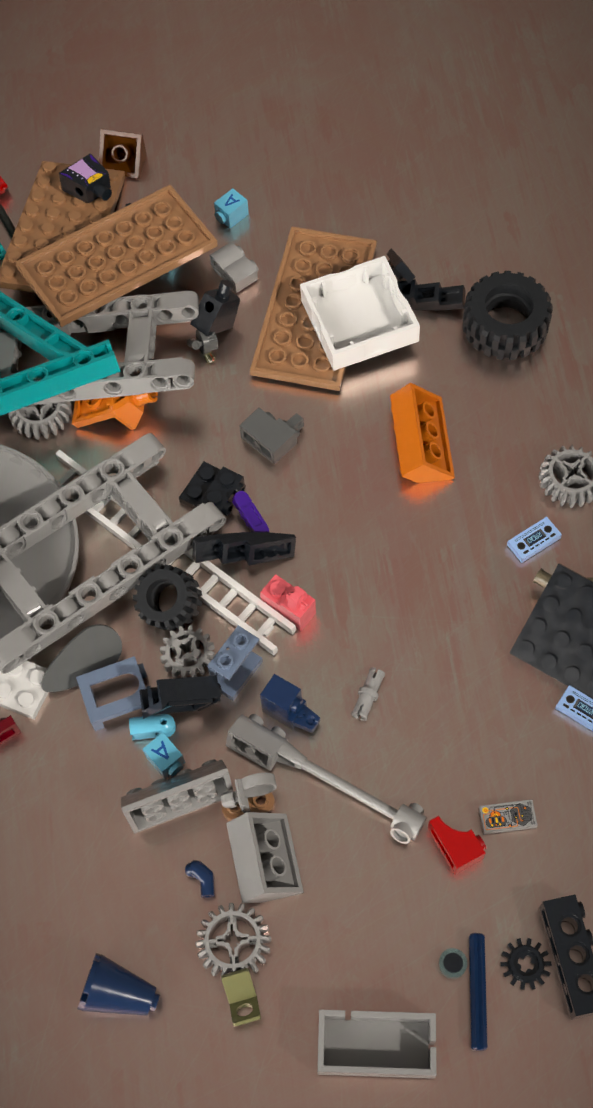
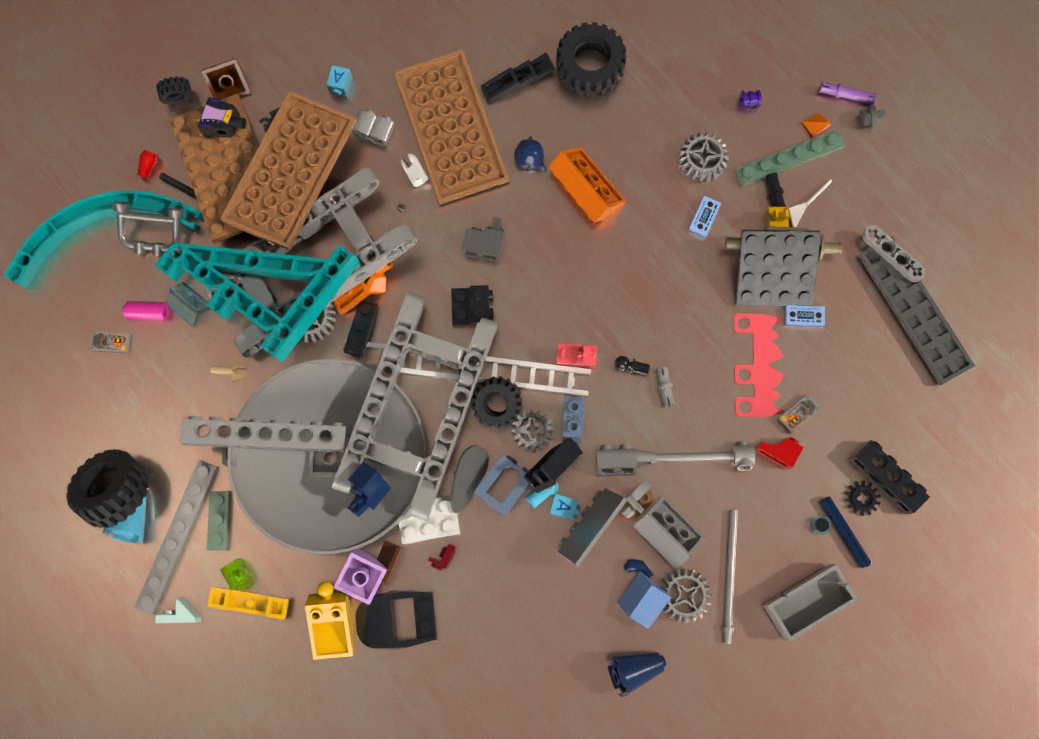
camera: 30 degrees left, 15 degrees up
(65, 136) = (174, 90): none -> black tyre
(82, 448) = (361, 328): none -> black plate
(181, 916) = (644, 600): none -> medium blue slope
(203, 342) = (391, 198): dark grey piece -> none
(217, 309) = (388, 164): black torso -> none
(241, 994) = (709, 623): olive bracket -> none
(246, 328) = (414, 172): none -> white piece
(248, 546) = (527, 332): black slope -> none
(249, 512) = (512, 310): dark purple piece -> none
(285, 704) = (623, 426): dark blue hinge -> none
(303, 955) = (727, 628): none -> light grey bar
(337, 641) = (622, 363): none -> black axle
(359, 313) = (490, 116): white tile -> none
(378, 375) = (529, 154): none -> dark blue hair
(399, 267) = (488, 63): black plate -> none
(492, 747) = (762, 374): none -> coral piece

